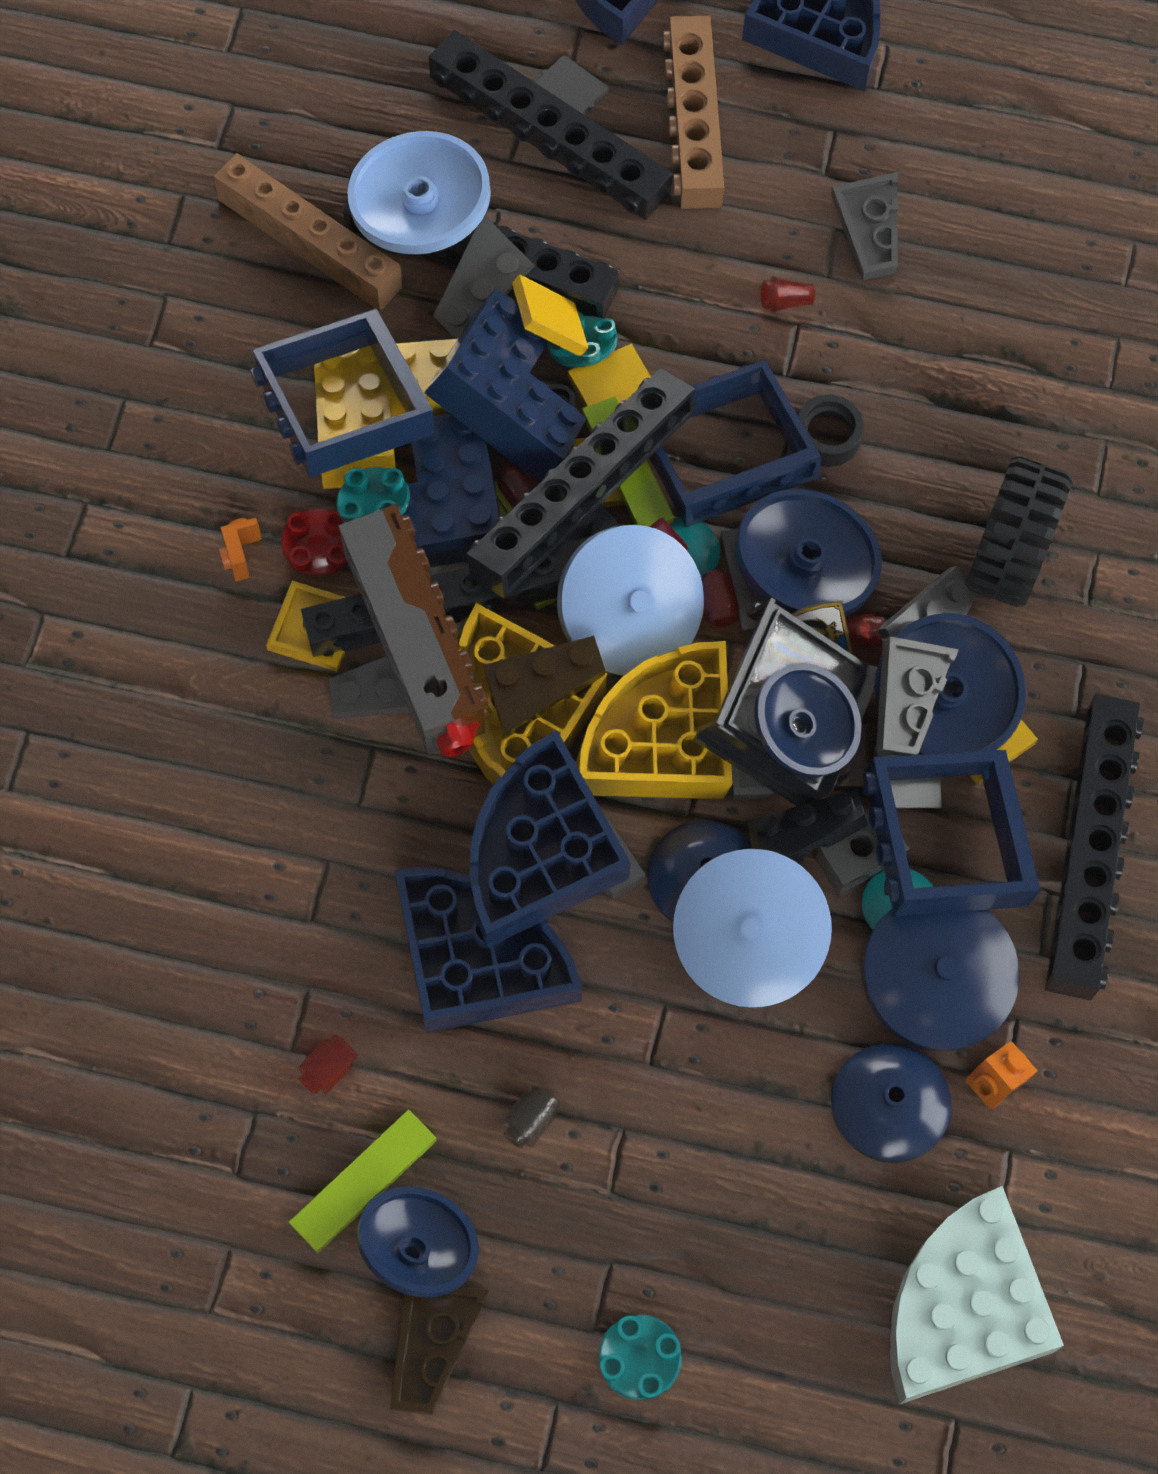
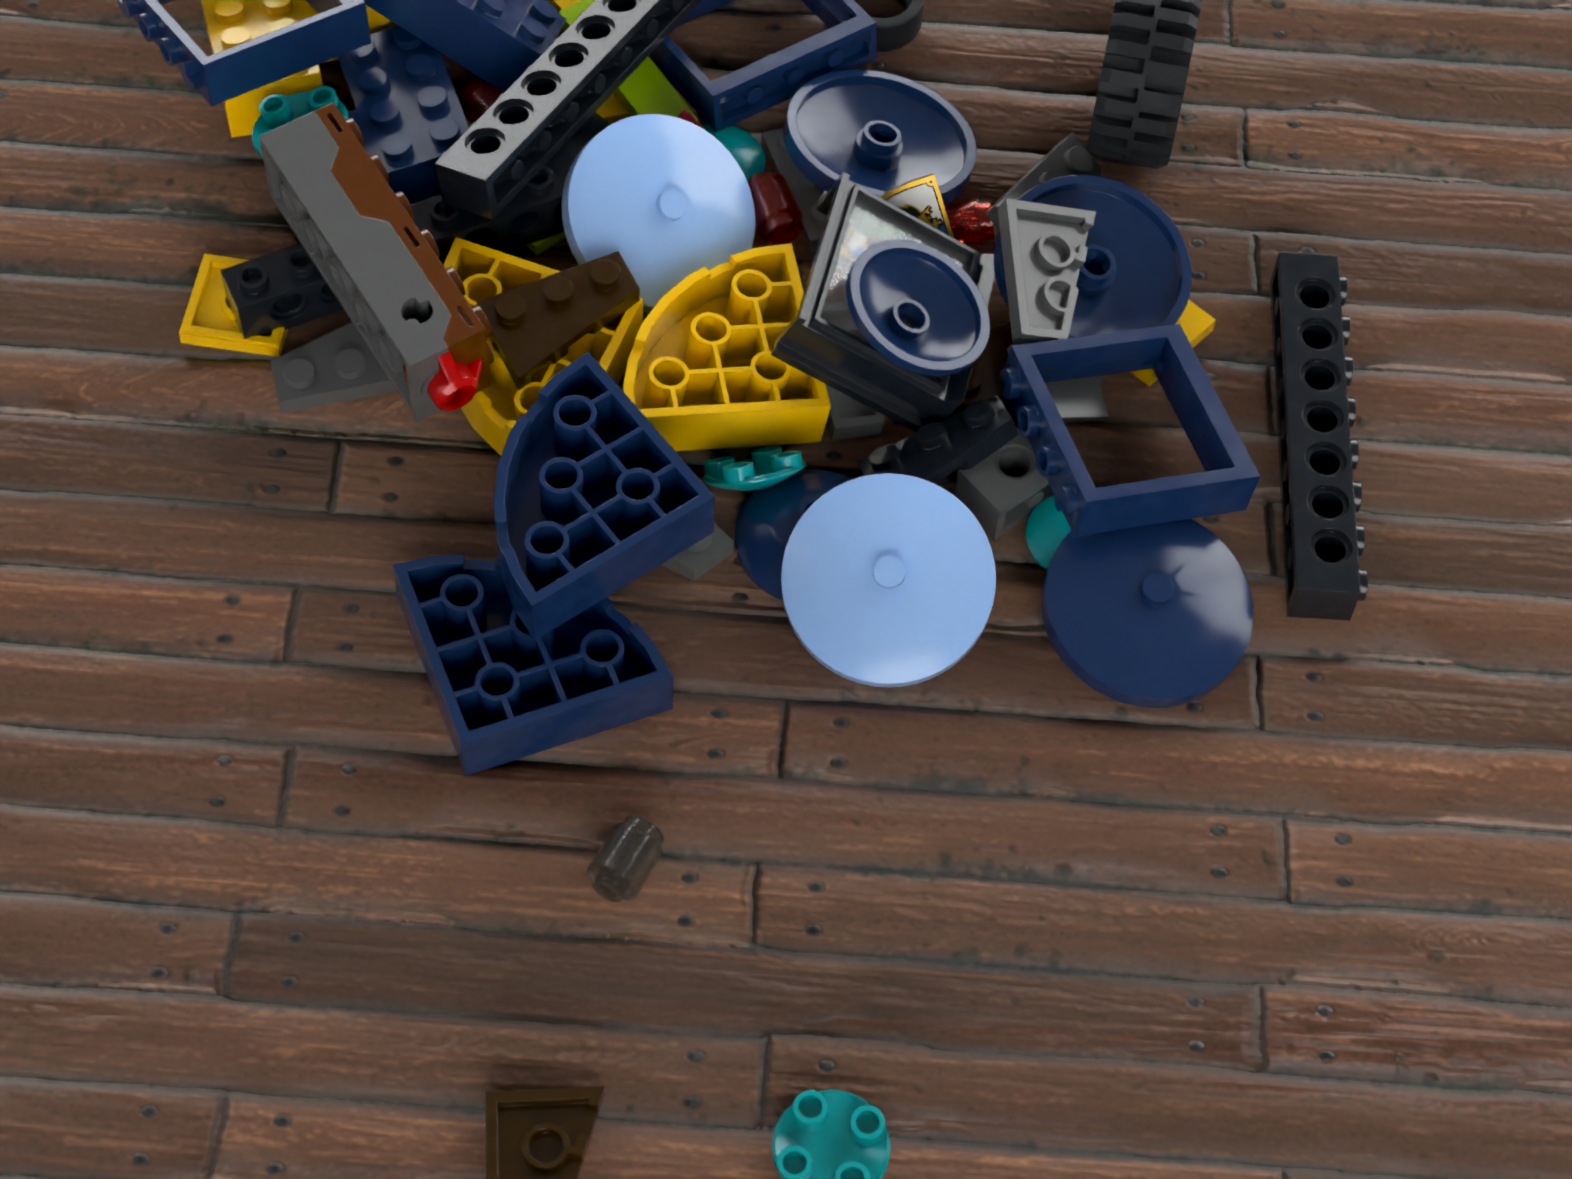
camera: 10 degrees left, 10 degrees down
(236, 534) = (122, 211): orange bracket -> none
(314, 542) = (231, 205): red dish -> none
(327, 1065) = (332, 831): clear red brick -> none
(362, 1181) = (403, 977): lime tile -> none
(421, 1226) = (493, 1034): dark blue dish -> none
(668, 821) = (764, 470): none -> teal dish
(877, 1124) = (1109, 803): dark blue dish -> none
(969, 1303) = (1272, 1009): light aqua brick -> none
(1000, 1075) = (1251, 720): orange bracket -> none

